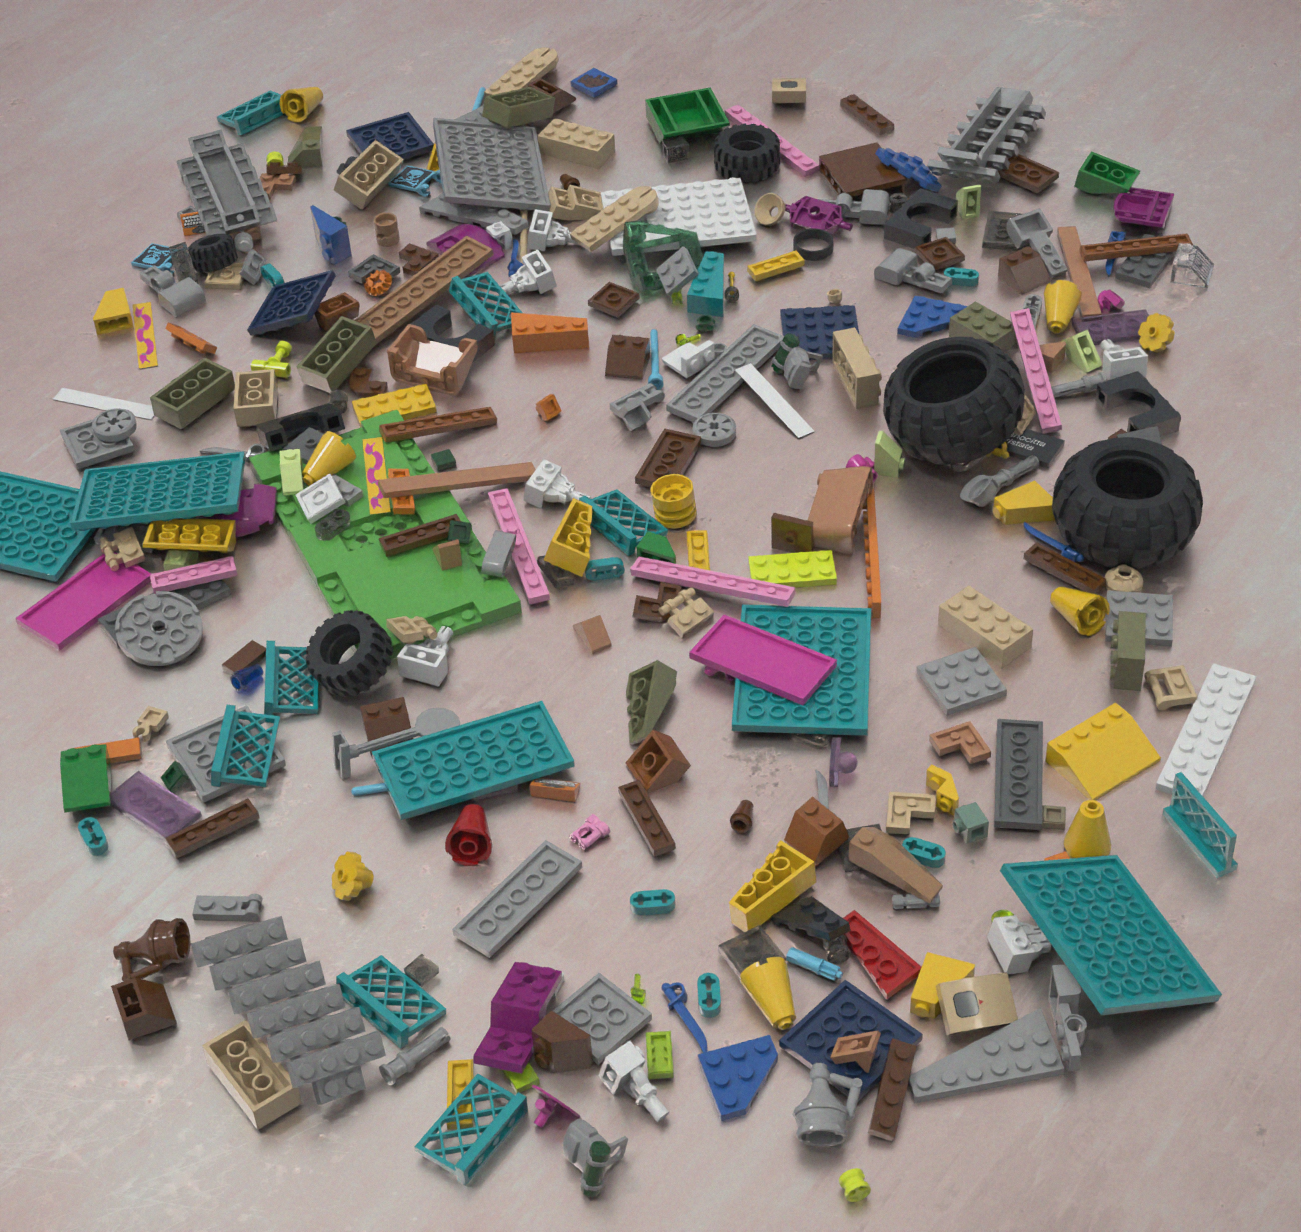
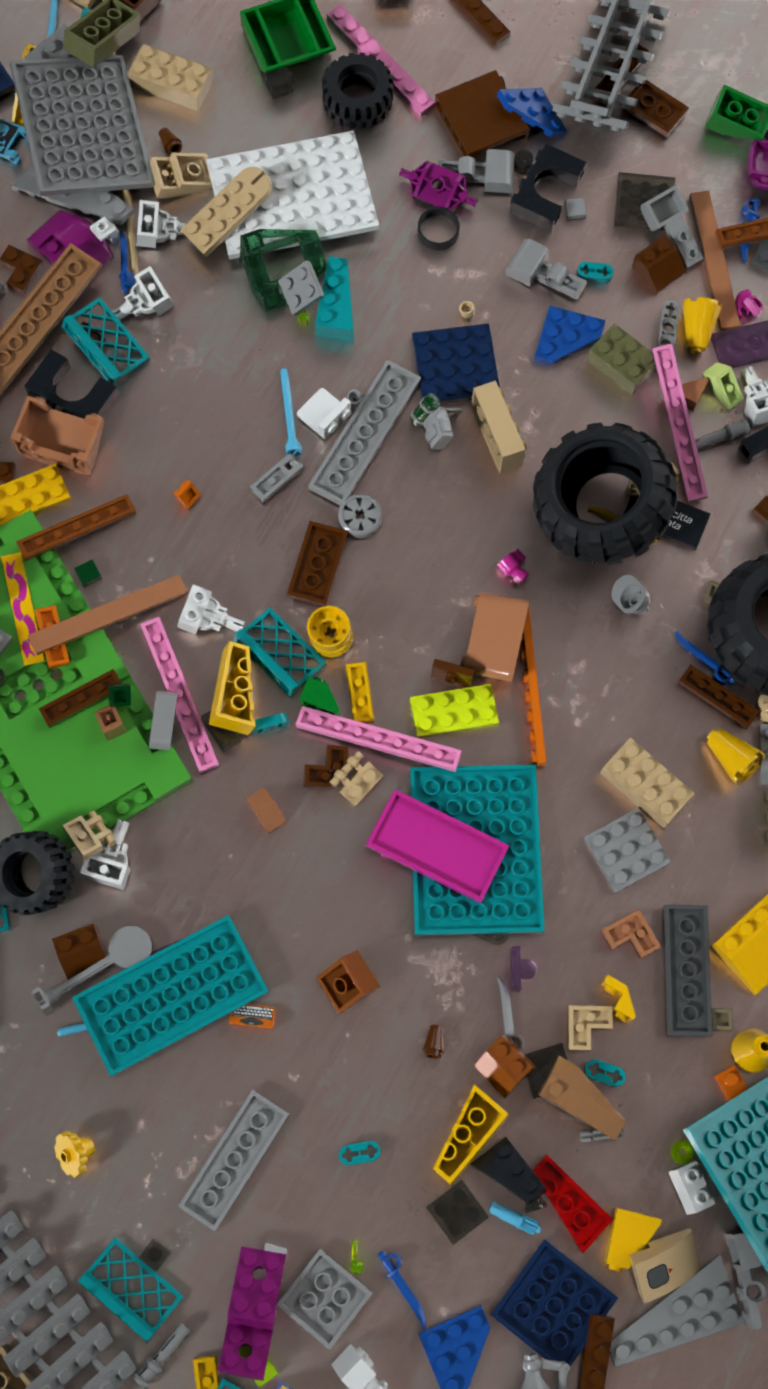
camera: 10 degrees left, 30 degrees up
(469, 837) = (180, 1088): red cone -> none
(548, 332) = (173, 382): orange wedge -> none
(561, 1045) = (294, 1345): reddish brown slope -> none
(595, 826) = (295, 1062): bright pink piece -> none
(613, 299) = (237, 324): reddish brown plate -> none
(627, 357) = (261, 415): reddish brown slope -> none
(635, 414) = (277, 502): light grey panel -> none
(646, 818) = (344, 1050): reddish brown plate -> none
(648, 695) = (331, 894): olive wedge -> none
(659, 1055) = (384, 1337): lime plate -> none
(681, 339) = (319, 381): clear neon green hand -> none
(705, 323) = (333, 352): dark green plate -> none
(713, 994) = (427, 1260): teal beam -> none
(732, 290) = (359, 309): clear smoke hinge -> none
(765, 206) = (382, 182): tan piece -> none
(771, 991) = (480, 1262): yellow cone -> none
(774, 400) = (417, 470): white sticker -> none
(775, 265) = (402, 265): yellow plate -> none
(856, 1048) = (562, 1333): nougat slope -> none
(888, 456) = (539, 554): yellowish green slope -> none
(940, 253) = (571, 239): reddish brown plate -> none
(969, 201) = (598, 160): yellowish green slope -> none
(970, 823) = (645, 1037): sand green brick -> none
(1006, 476) = (655, 571): light grey pin -> none
(1024, 504) = (677, 611): yellow slope -> none

